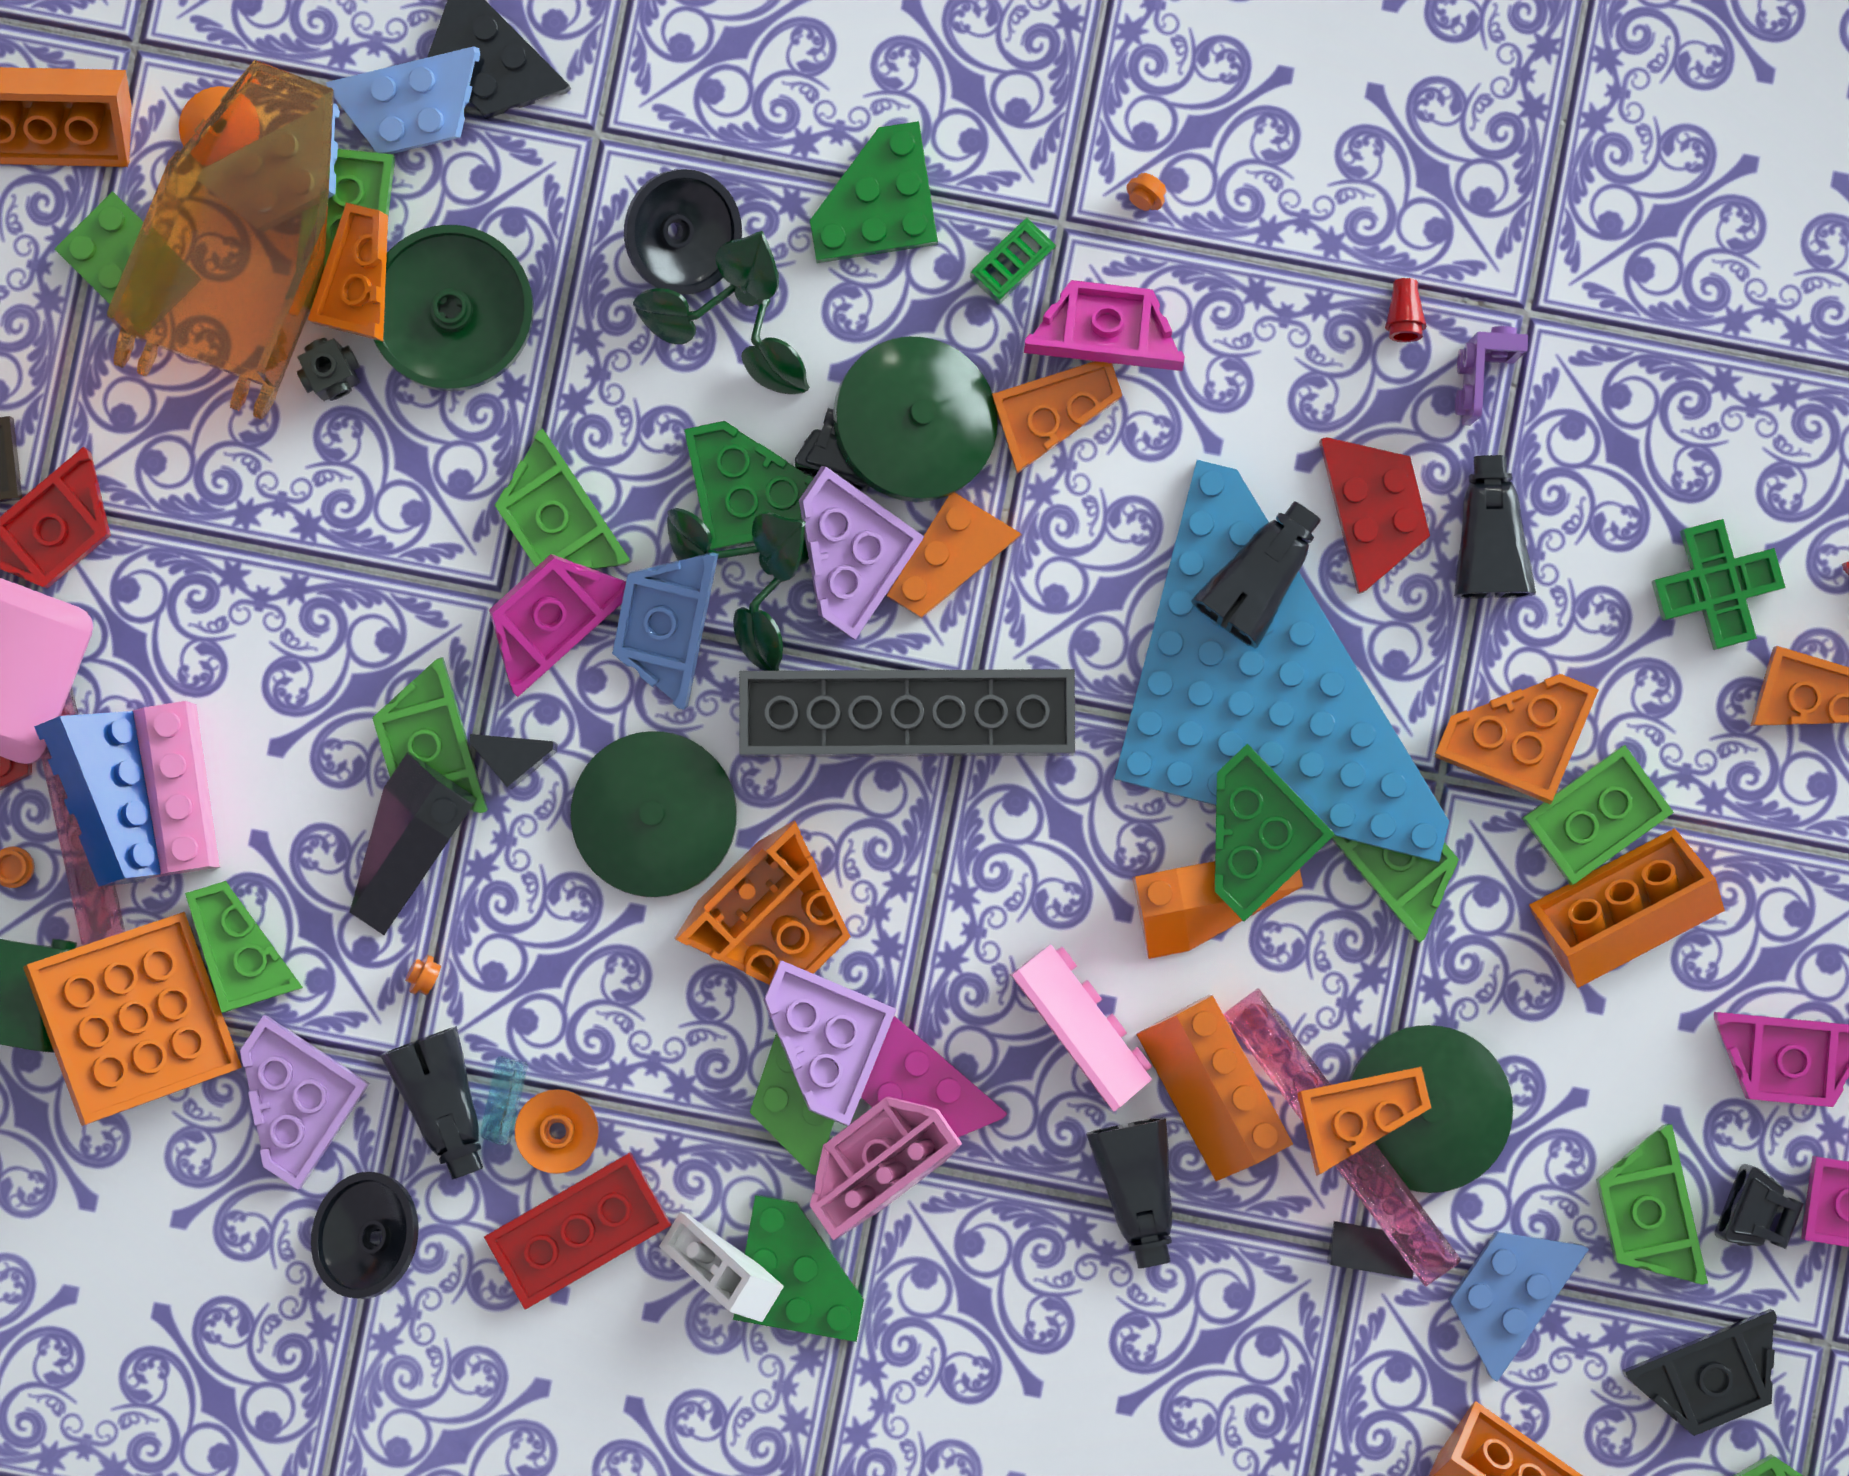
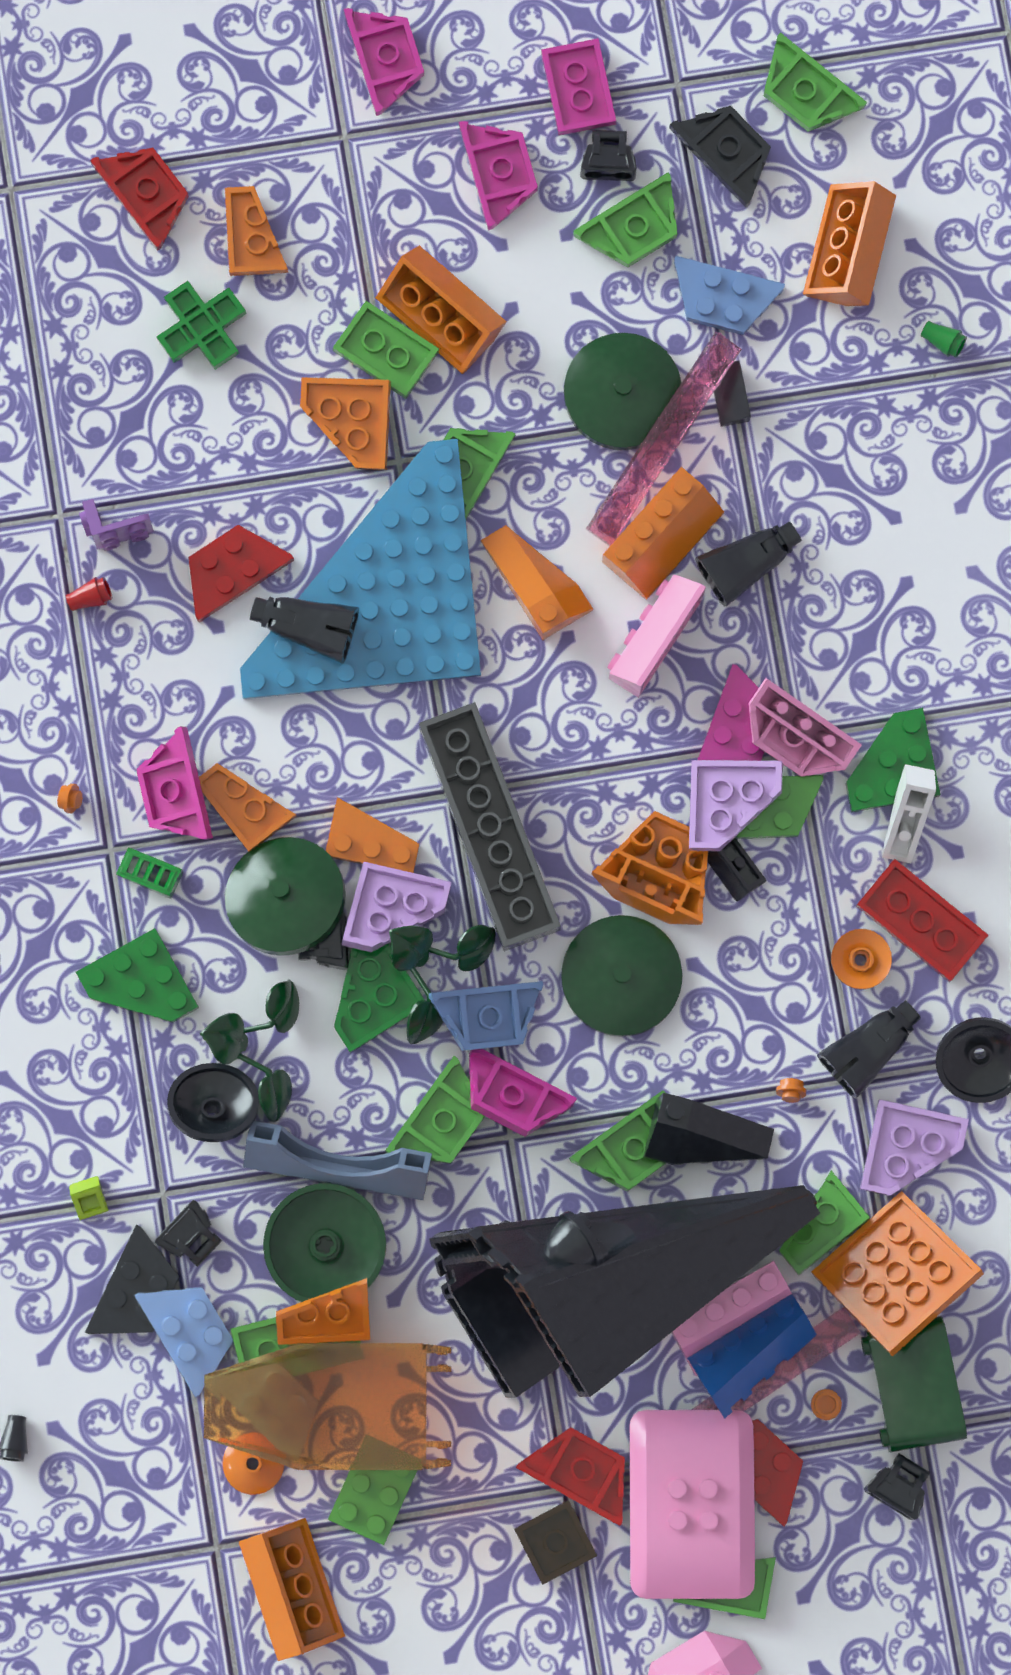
camera: 115 degrees left, 5 degrees down
(242, 648) = (604, 1283): none -> black piece
(335, 382) = (407, 1324): pearl dark grey brick -> none
(503, 1100) = (854, 1004): clear light blue slope -> none
(510, 424) = (394, 1173): none -> sand blue arch
(513, 757) = (619, 1085): black slope -> none
(537, 142) = (185, 1230): none -> black piece
(627, 39) = (88, 1198): none -> lime slope
(734, 1015) = (736, 869): none -> black slope
(1260, 832) = (483, 561): green plate -> none
(1358, 1112) = (644, 430): orange wing -> none
(1492, 536) = (225, 482): black piece -> none

